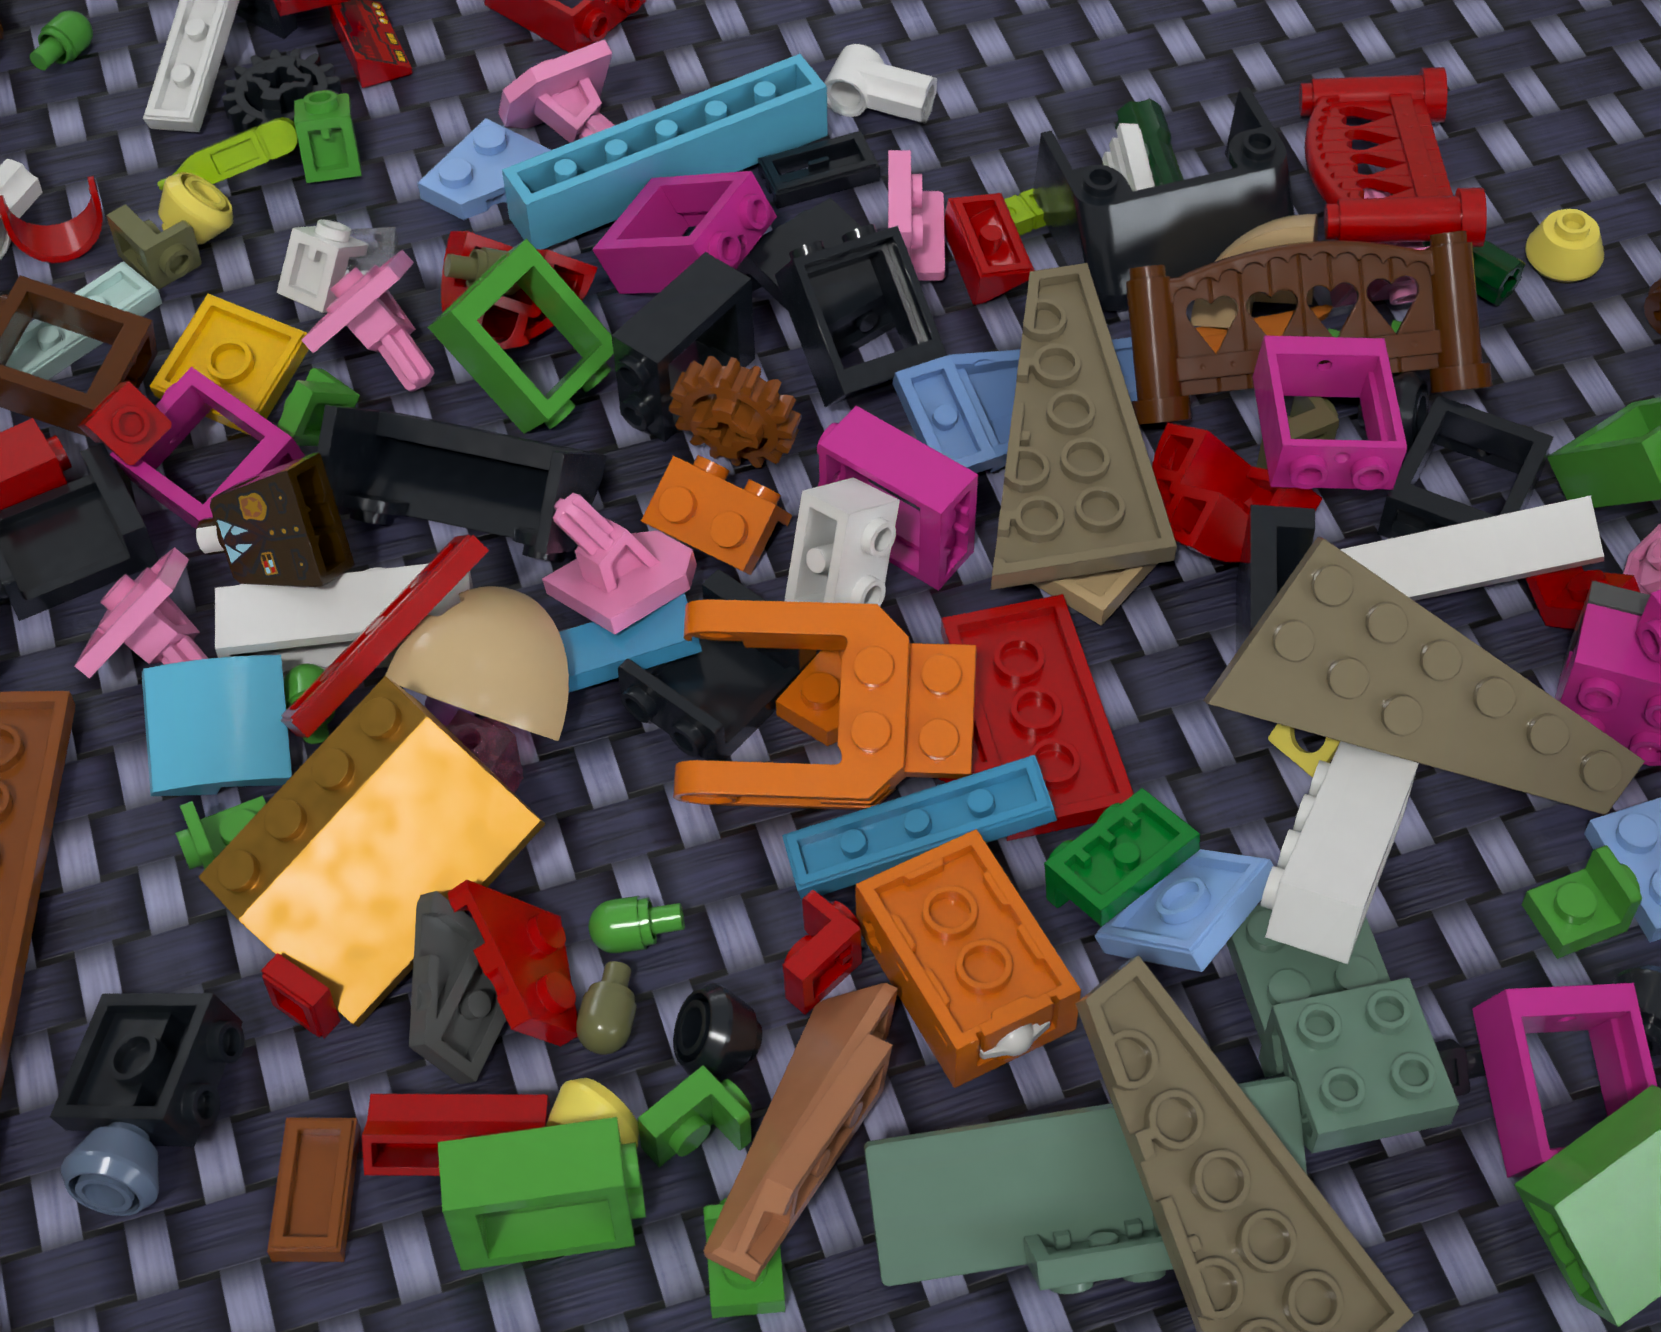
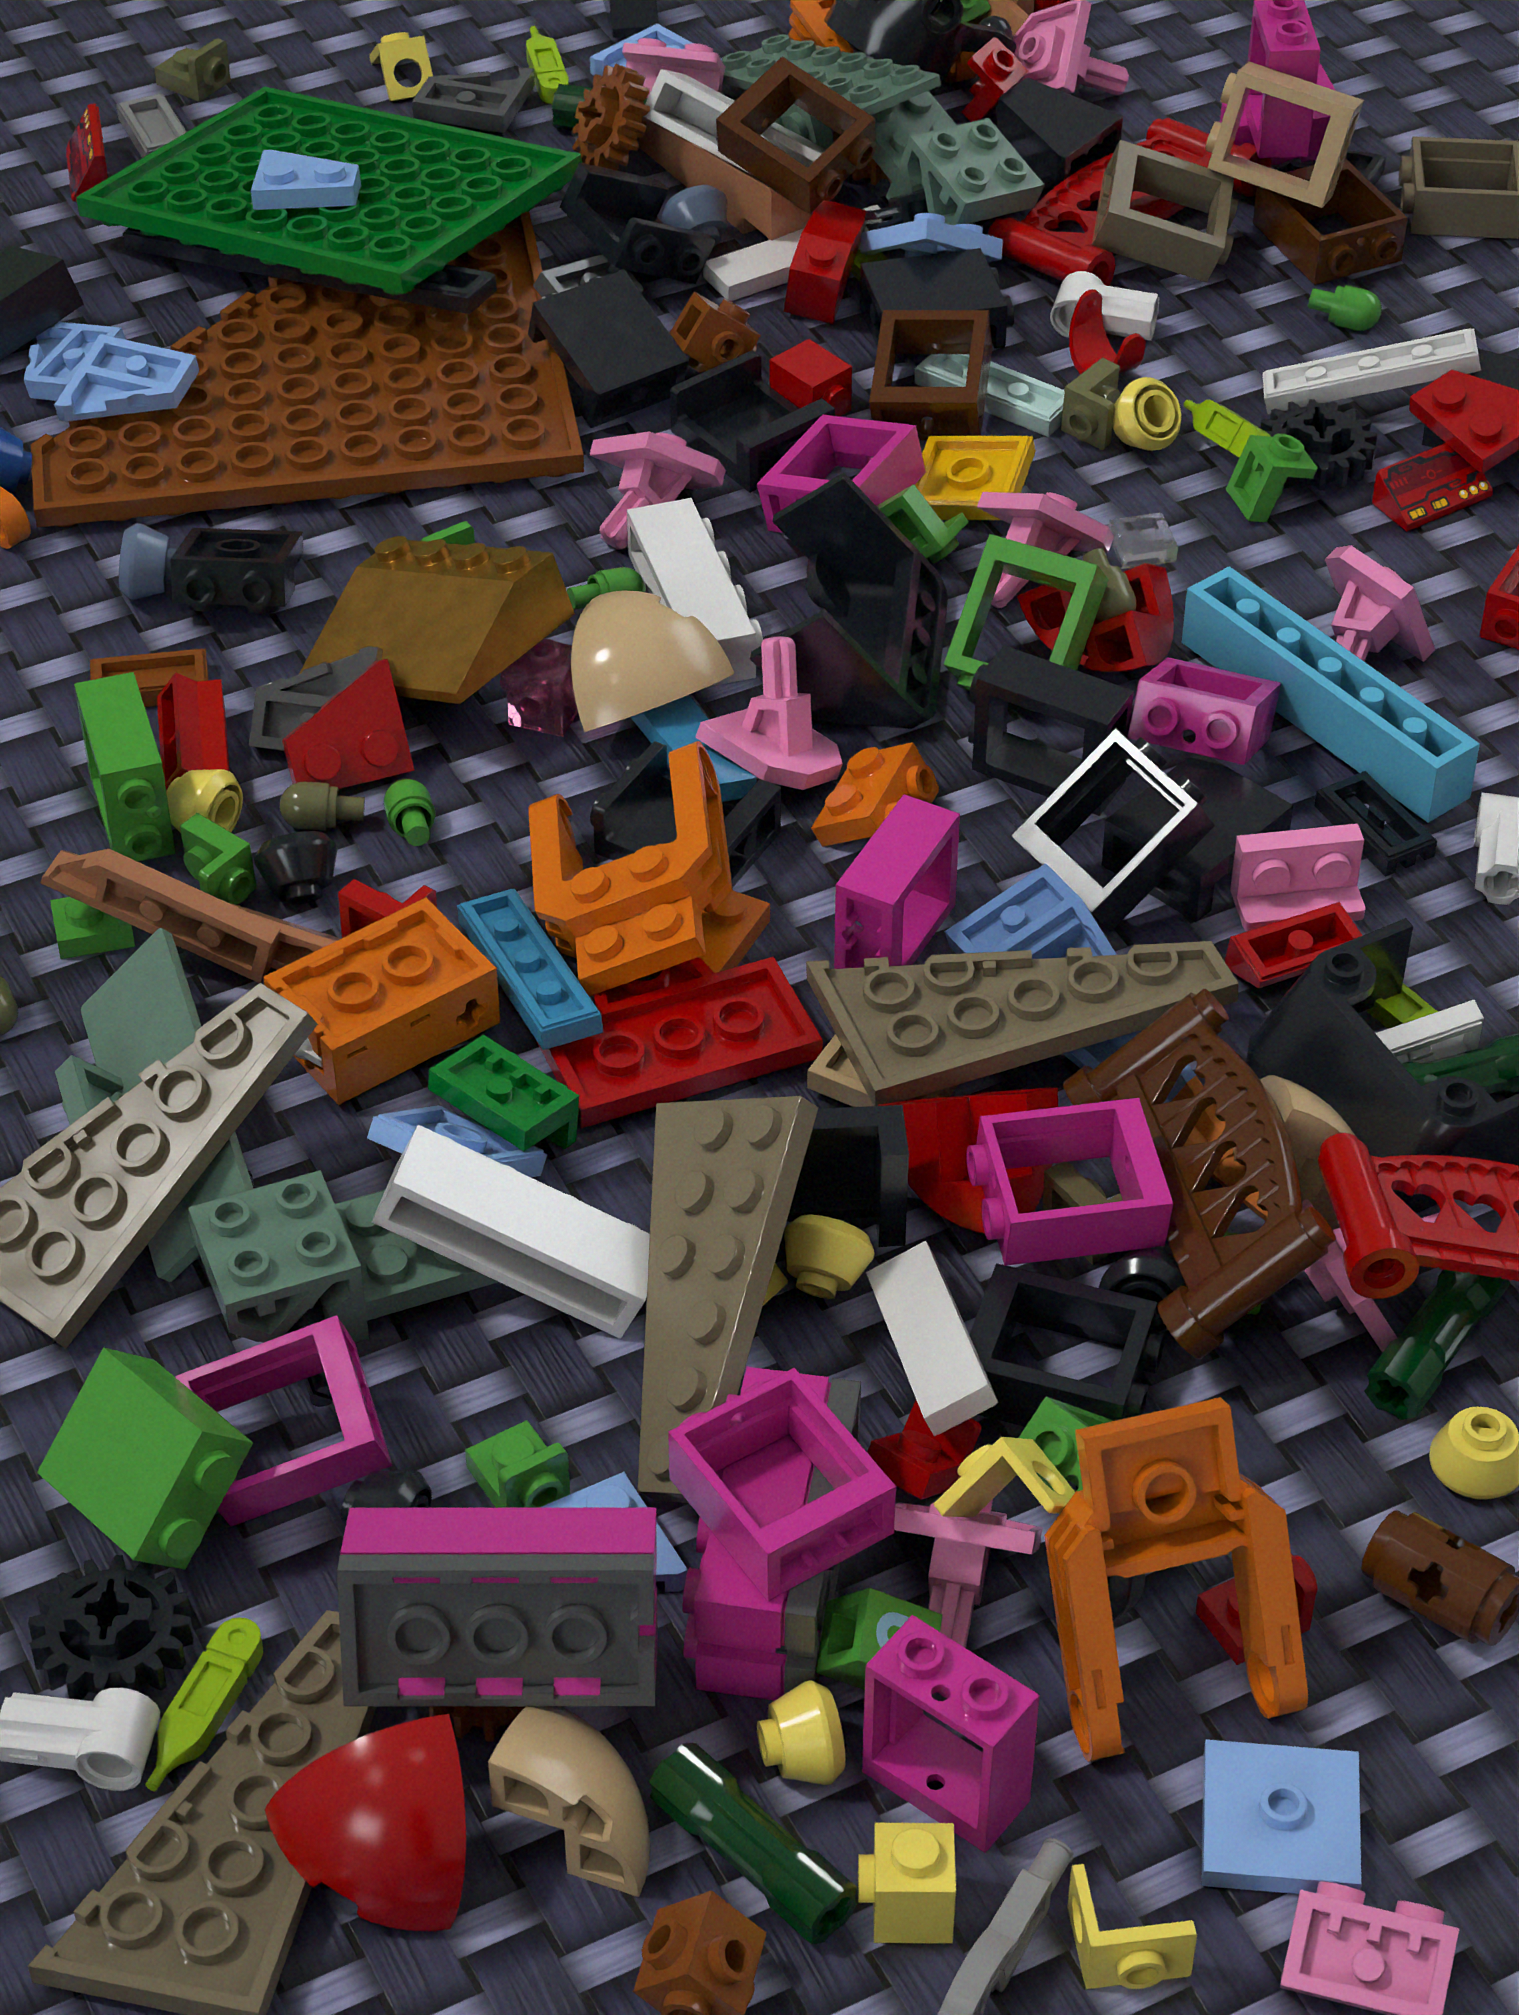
camera: 80 degrees right, 10 degrees down
(126, 423) = (843, 400): red bracket -> none
(215, 725) = (573, 526): medium azure slope -> none
(279, 527) = (745, 506): dark brown torso -> none
(300, 996) = (305, 627): red tile -> none
(317, 261) = (1114, 494): white bracket -> none
(383, 635) = (674, 589): red tile -> none
(471, 174) = (1298, 587): light blue wing -> none
(735, 412) = (973, 769): dark orange gear -> none
(842, 544) = (806, 855): white brick -> none

